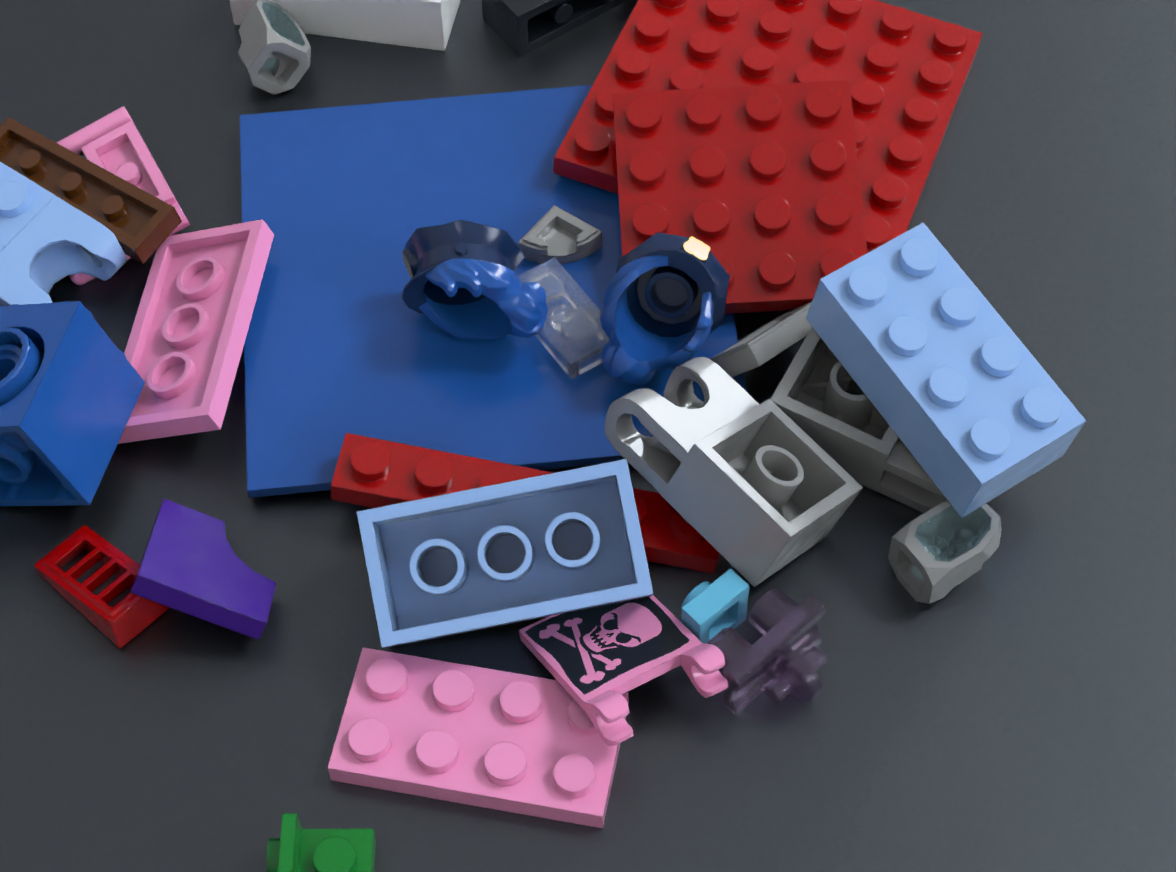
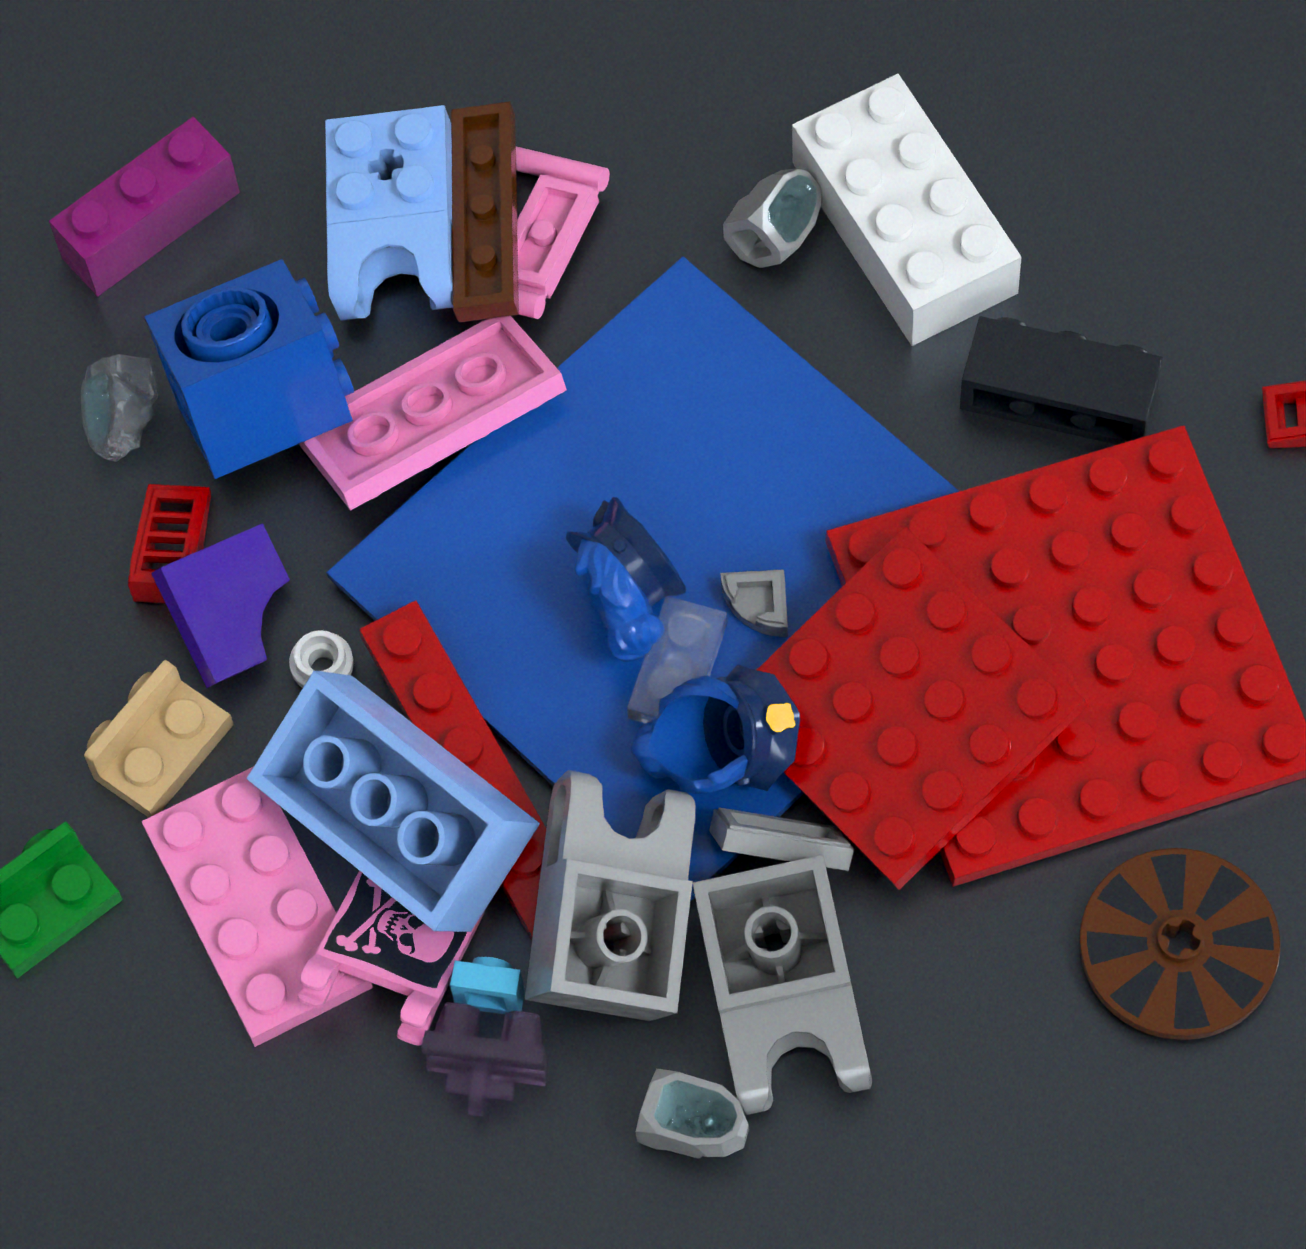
camera: 55 degrees right, 10 degrees up
(268, 711) = (155, 740): none -> tan bracket
(314, 532) = (316, 646): none -> white plate
(943, 369) = (813, 989): light blue brick -> none
(1078, 218) = (1199, 989): none -> reddish brown piece

